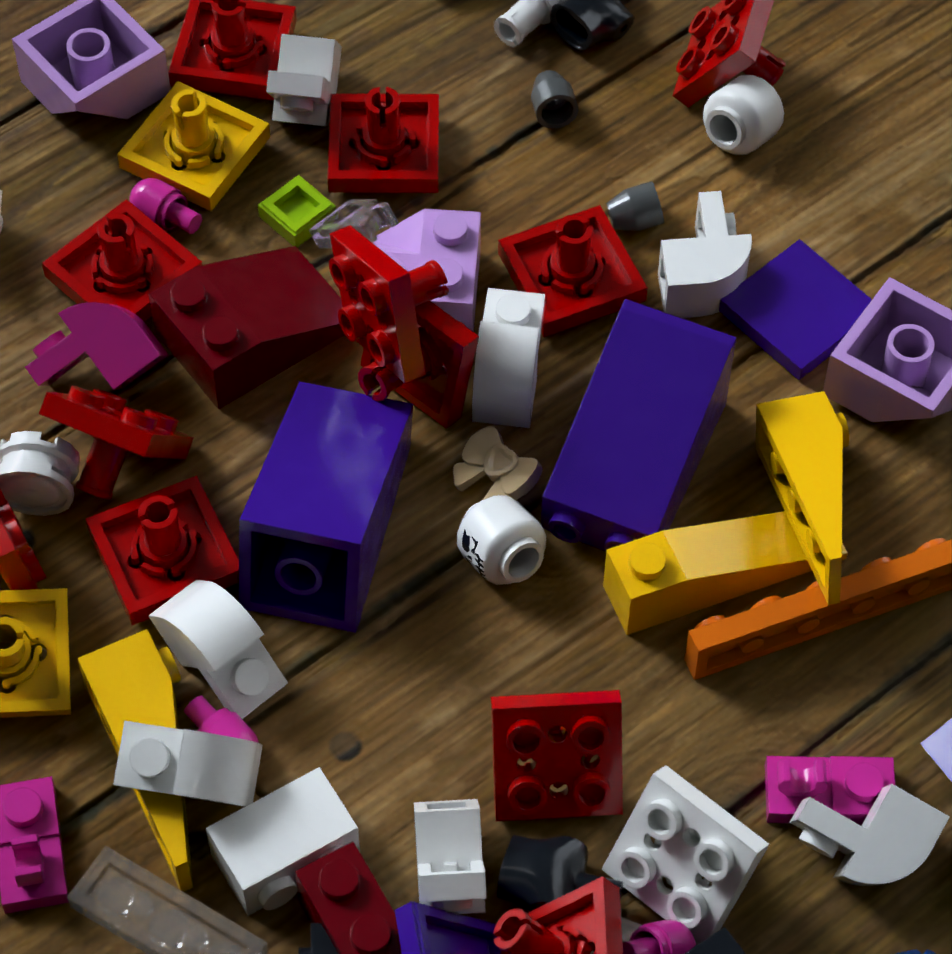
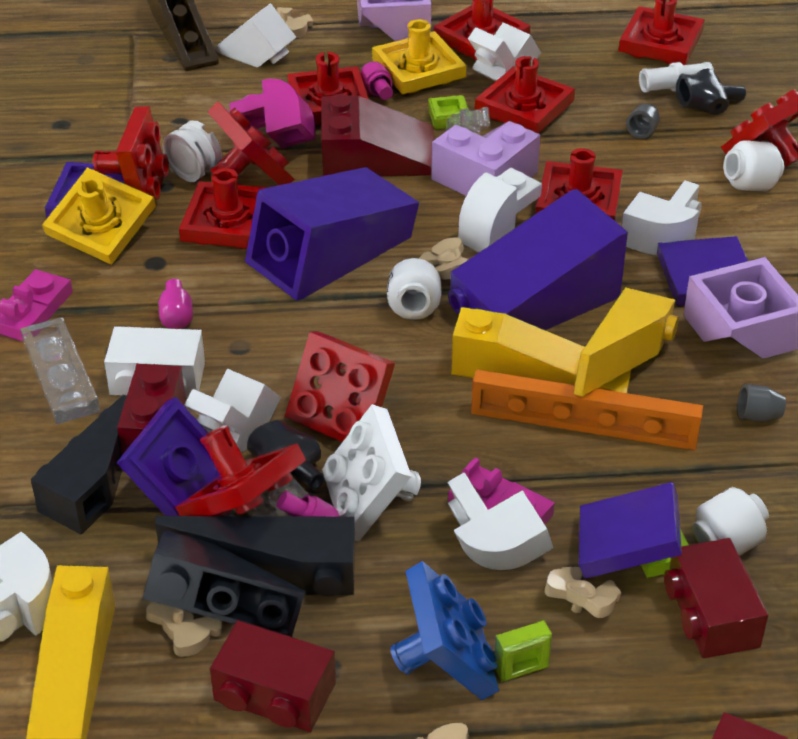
camera: 35 degrees right, 15 degrees down
(136, 685) = (131, 286): yellow slope -> none
(188, 763) = (134, 292): white brick -> none
(222, 640) = (209, 264): white brick -> none
(382, 301) = (430, 128): red plate -> none
(448, 362) = (442, 181): red plate -> none
(636, 208) = (647, 181): dark grey hose -> none

